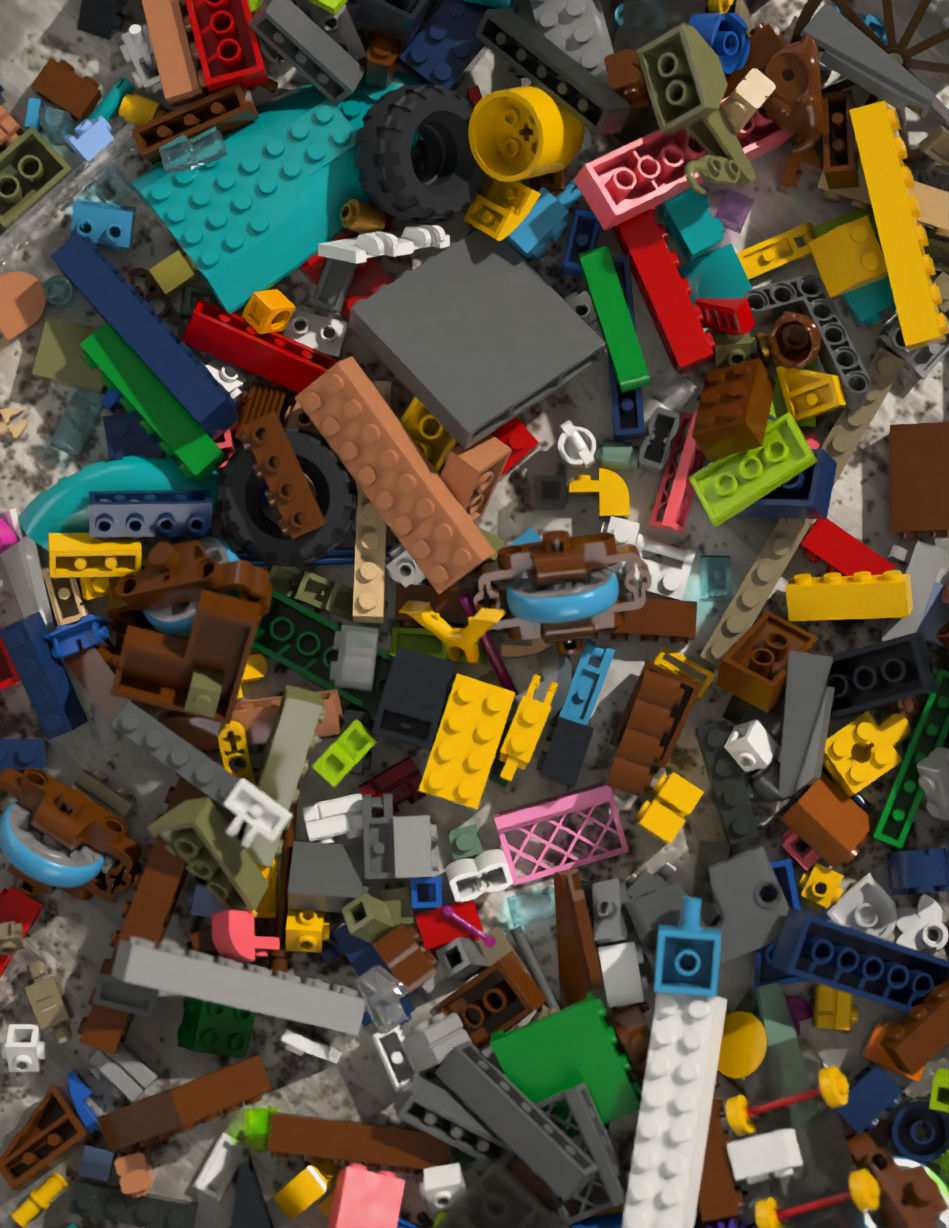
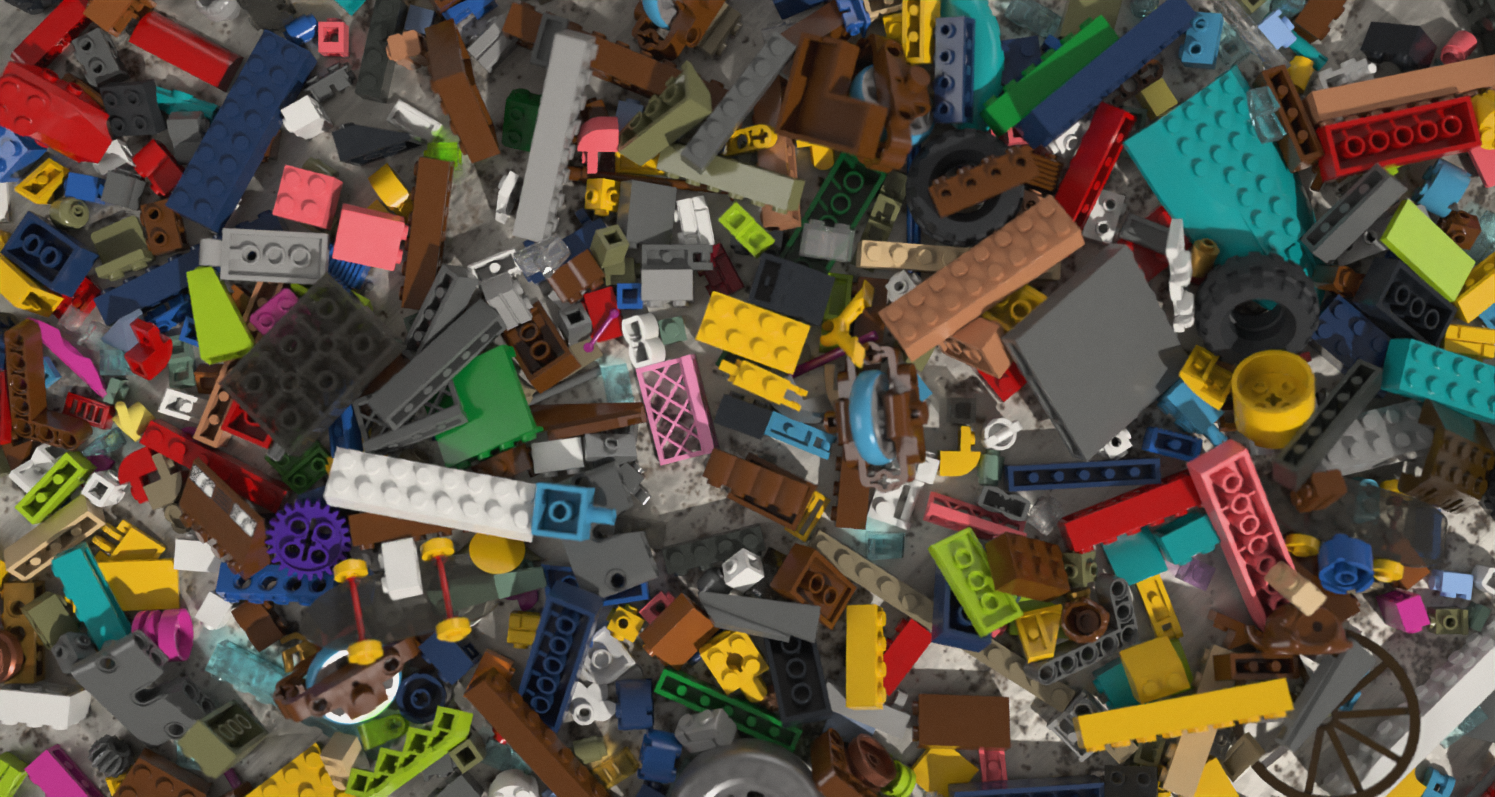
camera: 90 degrees right, 5 degrees up
(204, 692) = (801, 111): olive brick -> none
(257, 810) = (697, 151): white hinge -> none
(268, 311) = (1123, 176): light orange brick -> none
(442, 1186) = (388, 302): white brick -> none
(614, 319) = (1108, 469): green beam -> none
(676, 795) = (703, 507): yellow piece -> none
(687, 93) = (1304, 538): olive slope -> none
(739, 307) = (1114, 574): red slope -> none

